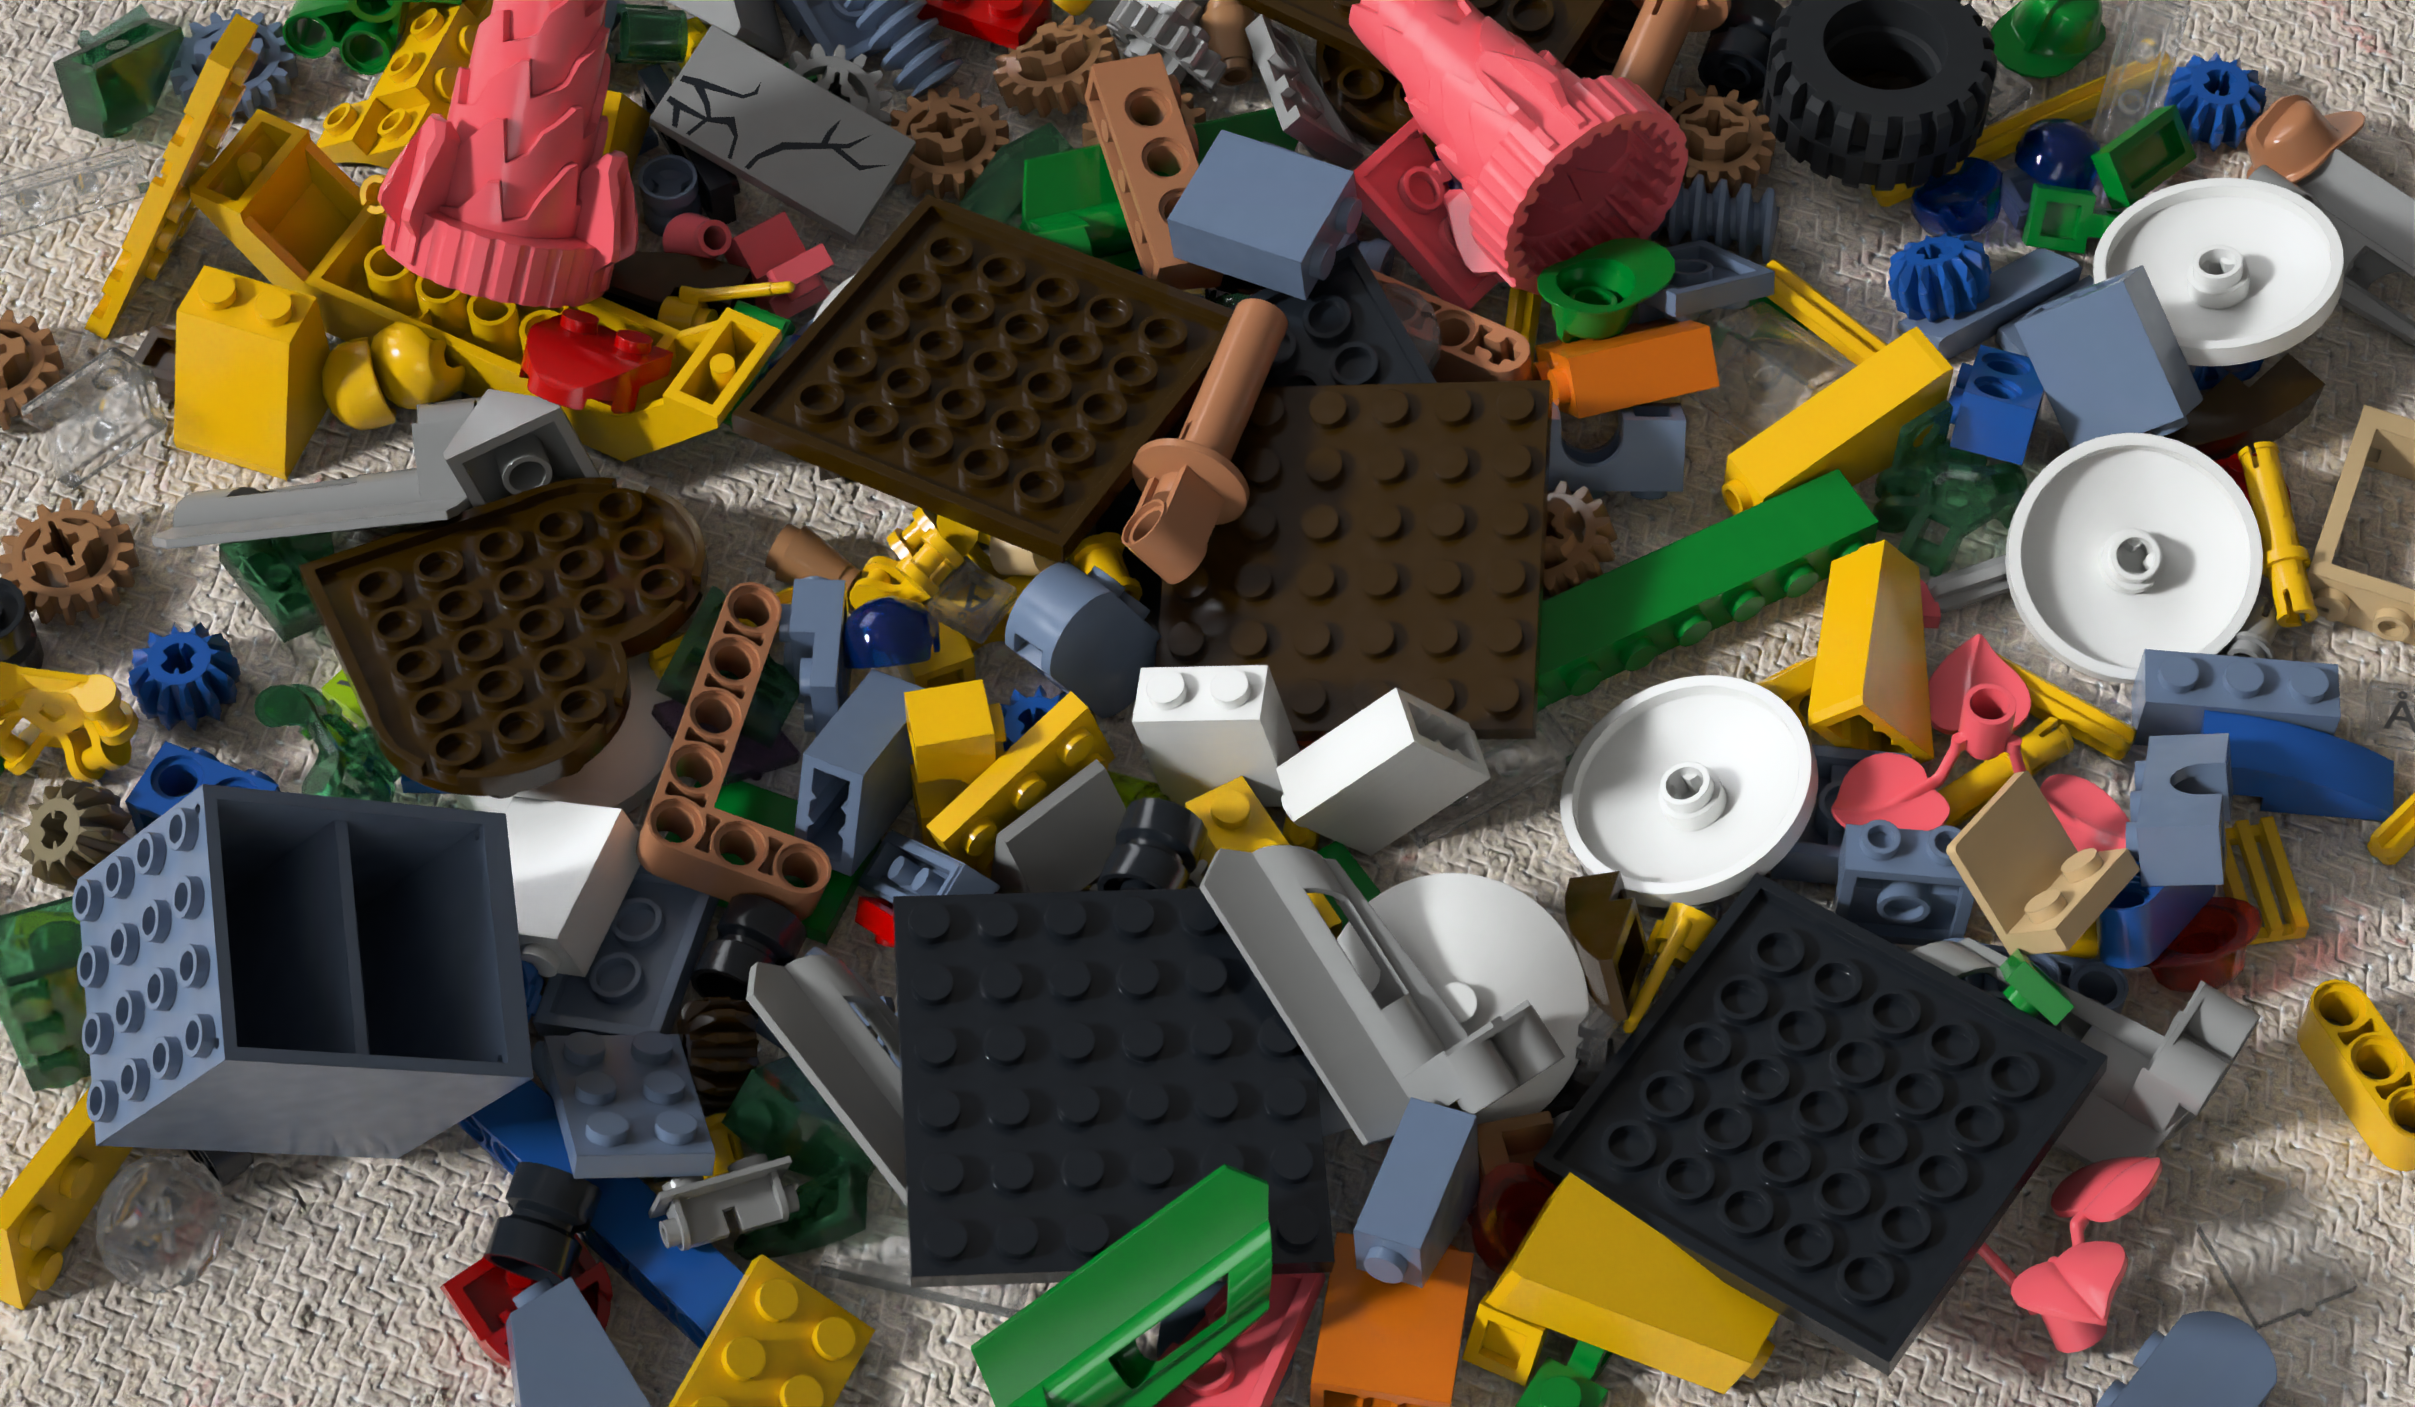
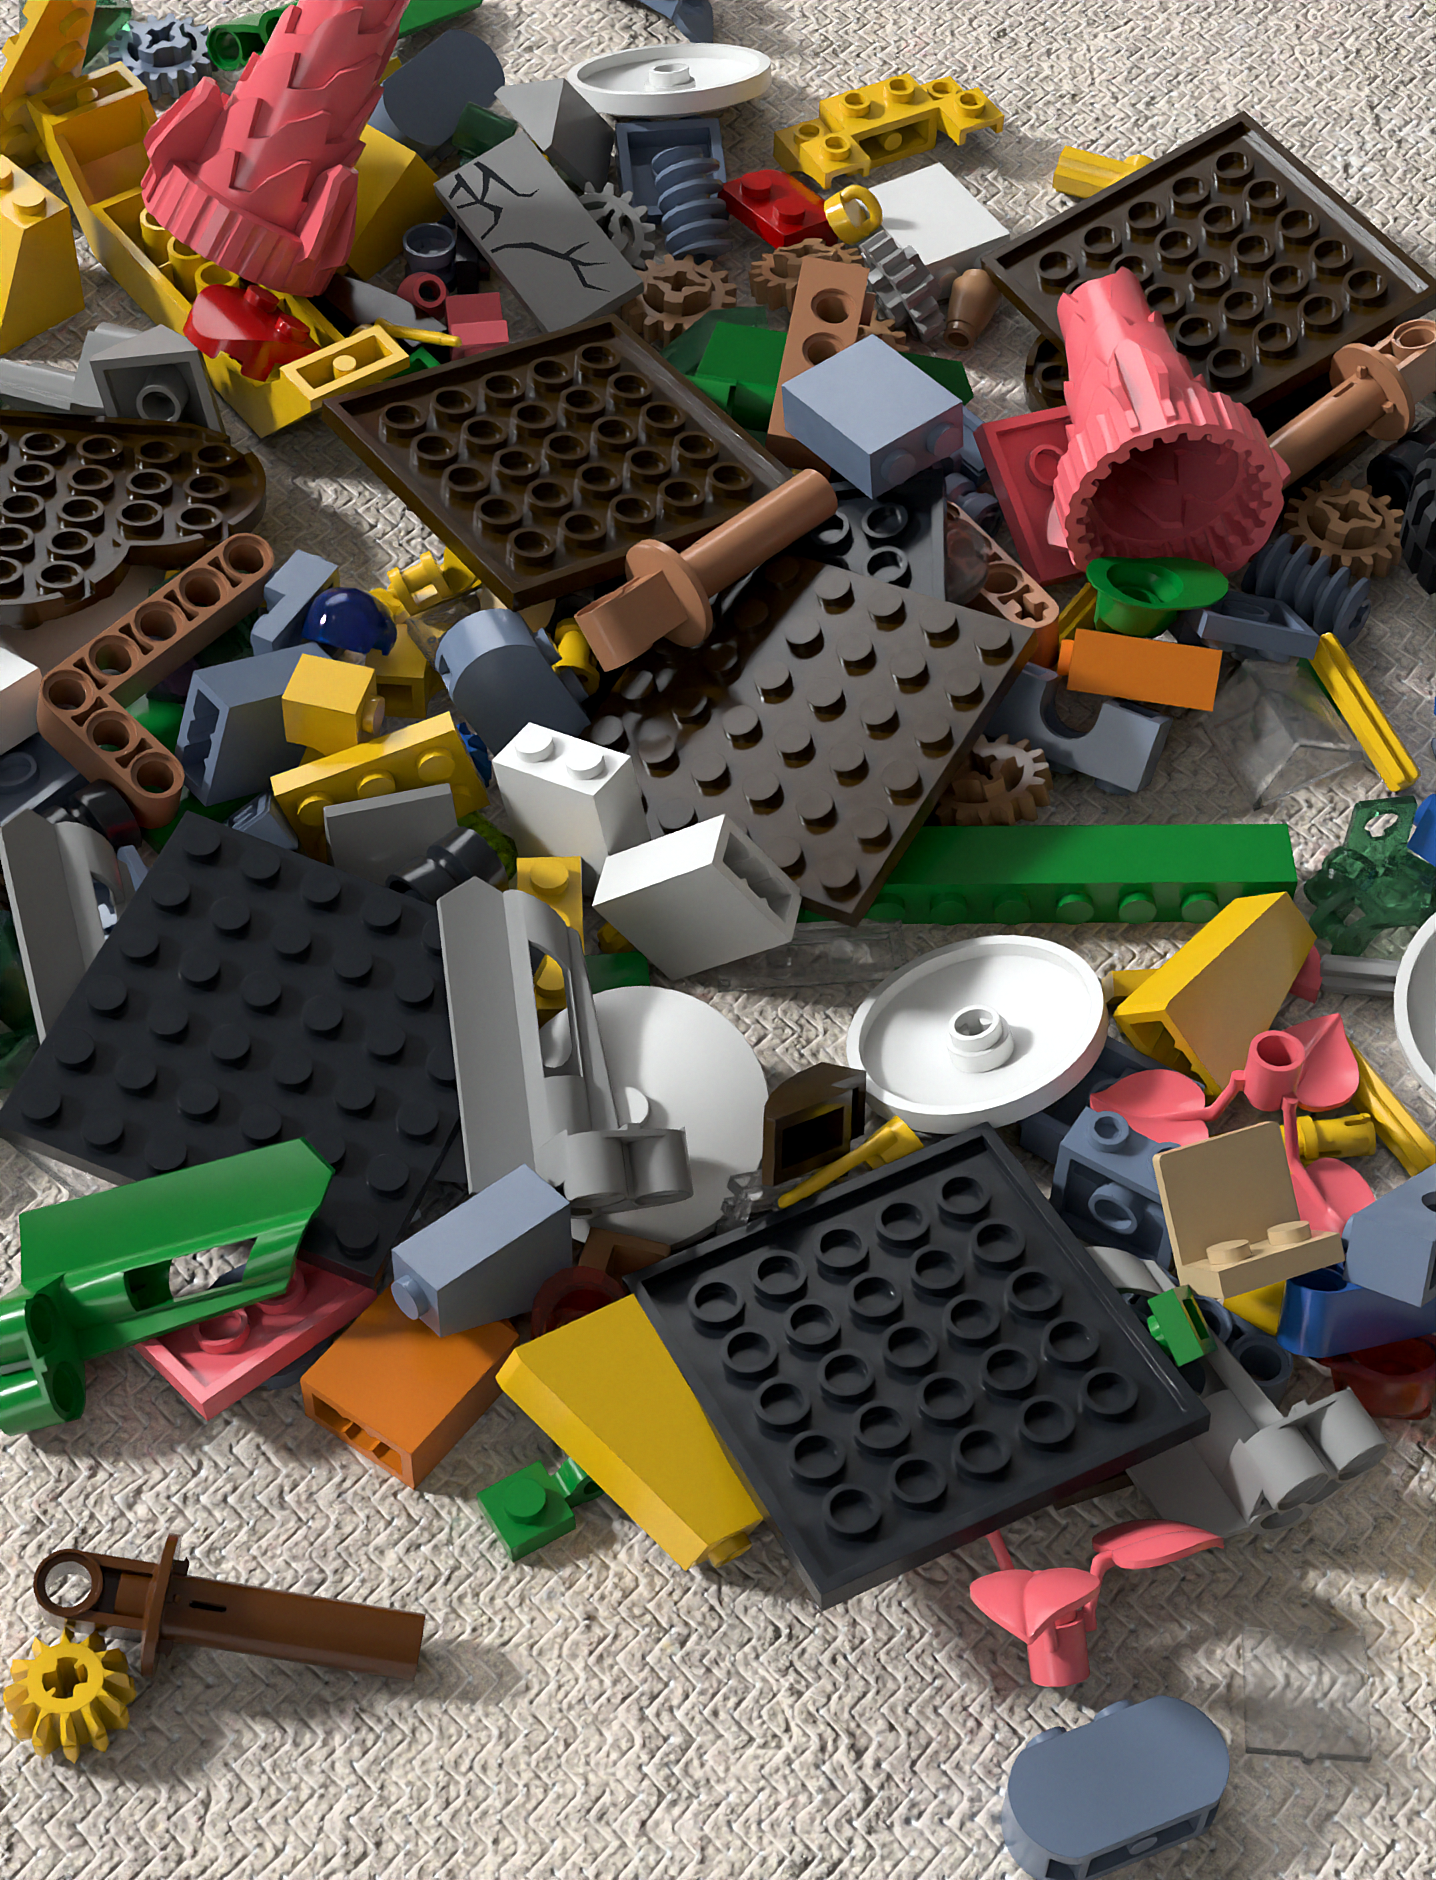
camera: 25 degrees right, 5 degrees down
(352, 387) = (85, 298): yellow hair -> none
(413, 366) = (129, 296): yellow hair -> none
(804, 554) = (353, 555): medium nougat cone -> none
(1298, 95) = (995, 360): light grey wing -> none
(1504, 1343) = (506, 1432): yellow tile -> none
(1844, 426) = (1314, 787): yellow slope -> none

